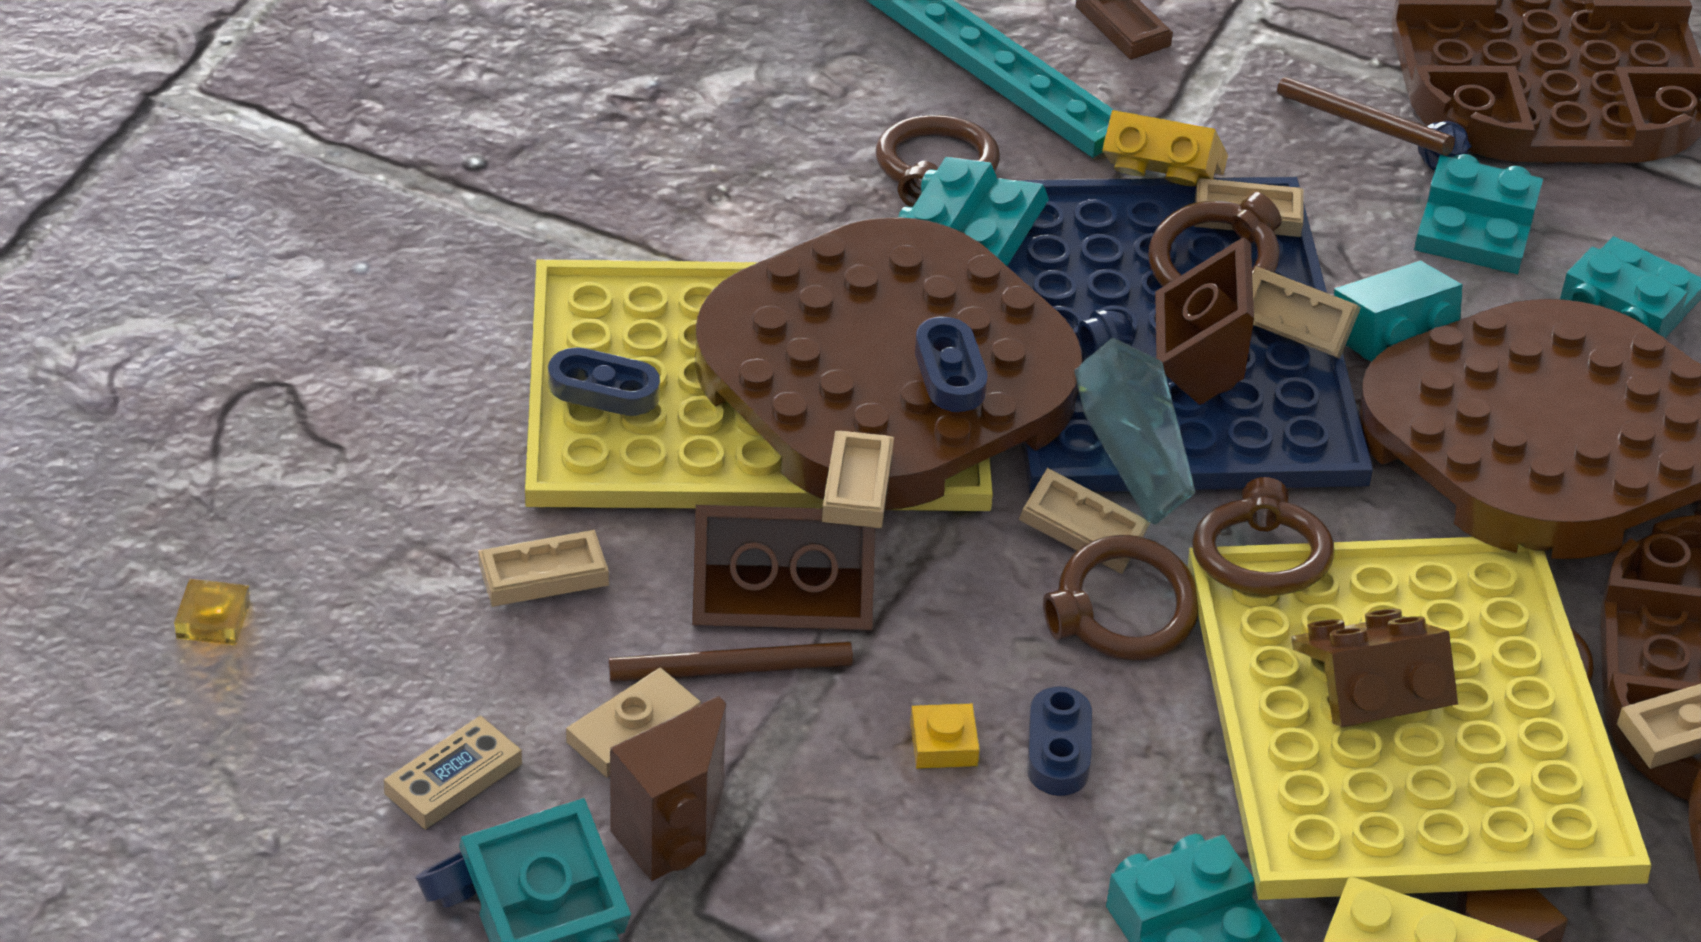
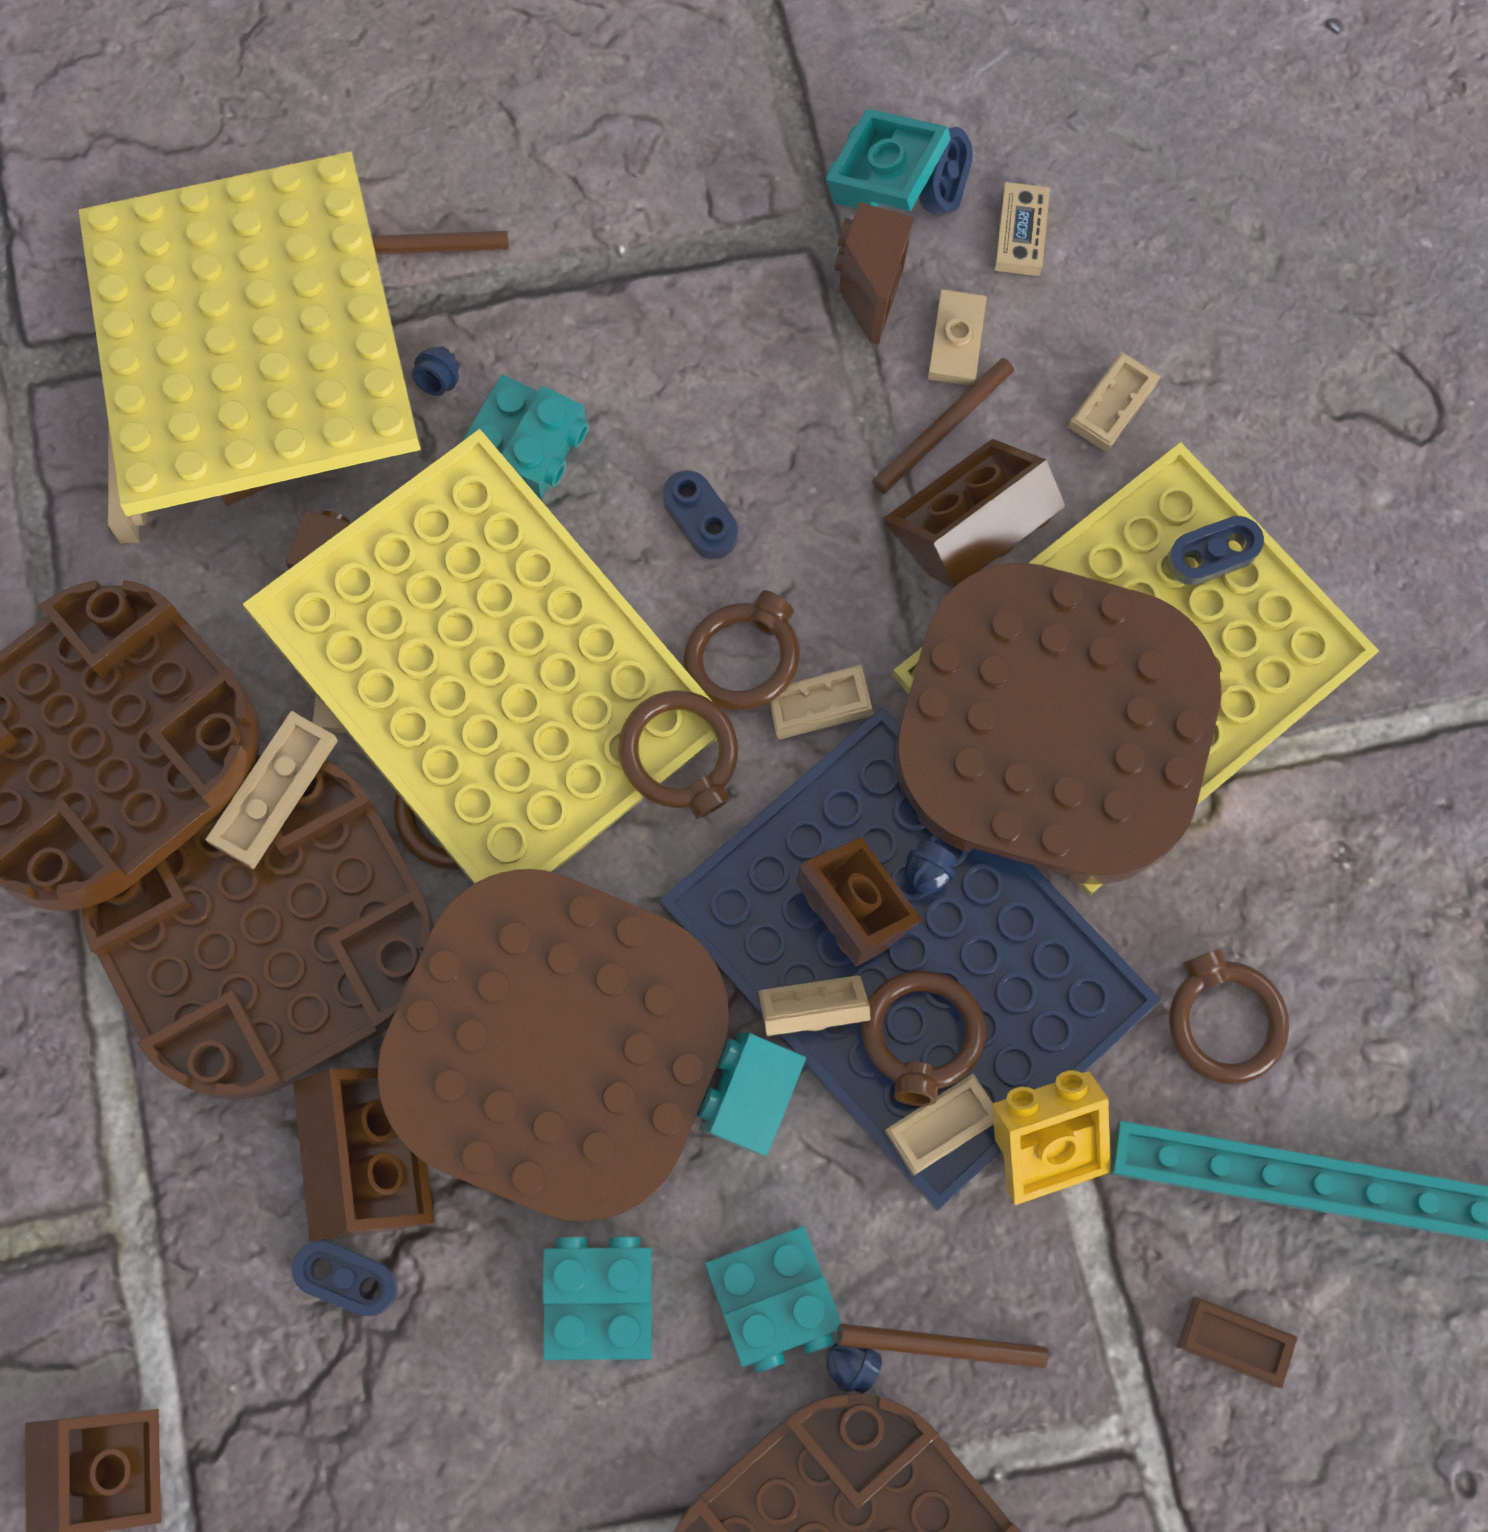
camera: 140 degrees right, 30 degrees up
(212, 611) = (1266, 234): clear yellow plate -> none
(858, 479) = (963, 553): tan tile -> none
(944, 736) = (771, 465): yellow plate -> none
(951, 364) = (991, 688): dark blue plate -> none
(979, 204) = (1132, 935): teal plate -> none
(1136, 422) = (845, 778): clear light blue slope -> none
(1382, 665) = (525, 660): reddish brown bracket -> none

